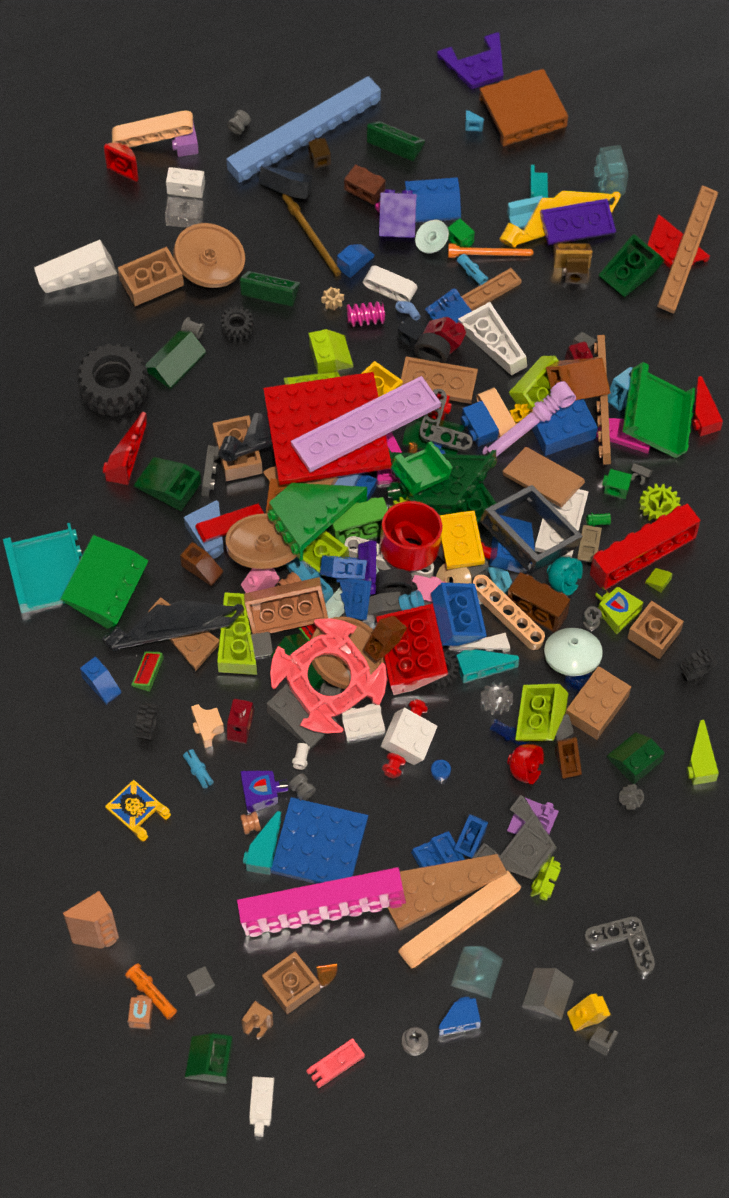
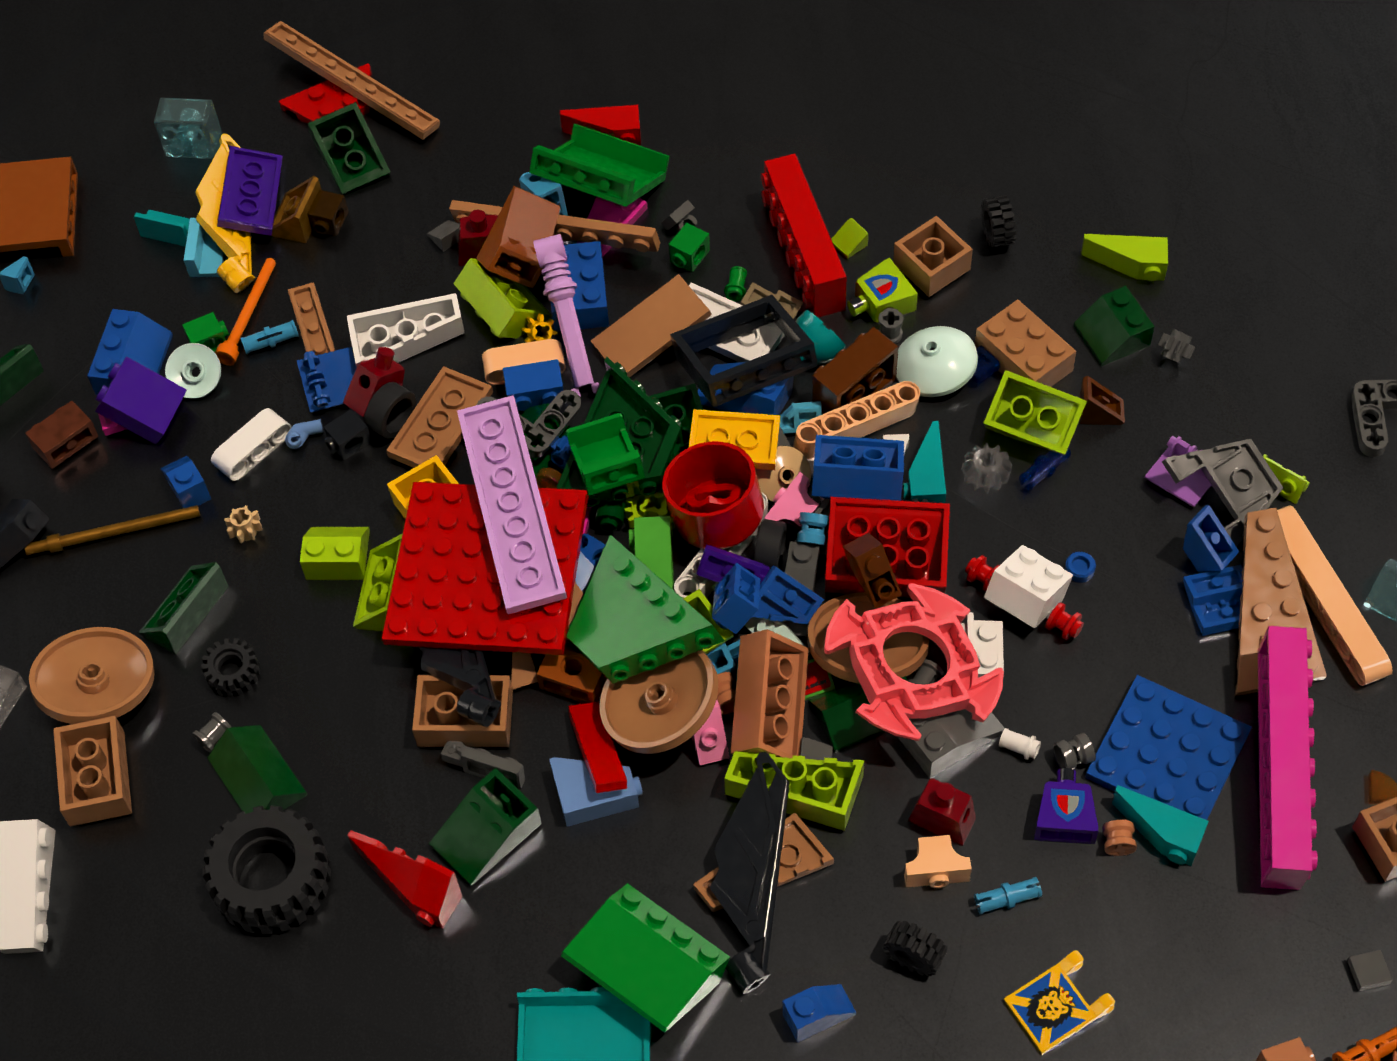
camera: 70 degrees left, 5 degrees down
(148, 670) = (815, 934): slope -> none
(200, 564) = (651, 811): reddish brown slope -> none
(365, 314) = (290, 486): dark pink piece -> none
(525, 763) = (1099, 454): red cylinder -> none
(650, 501) = (735, 208): lime gear -> none

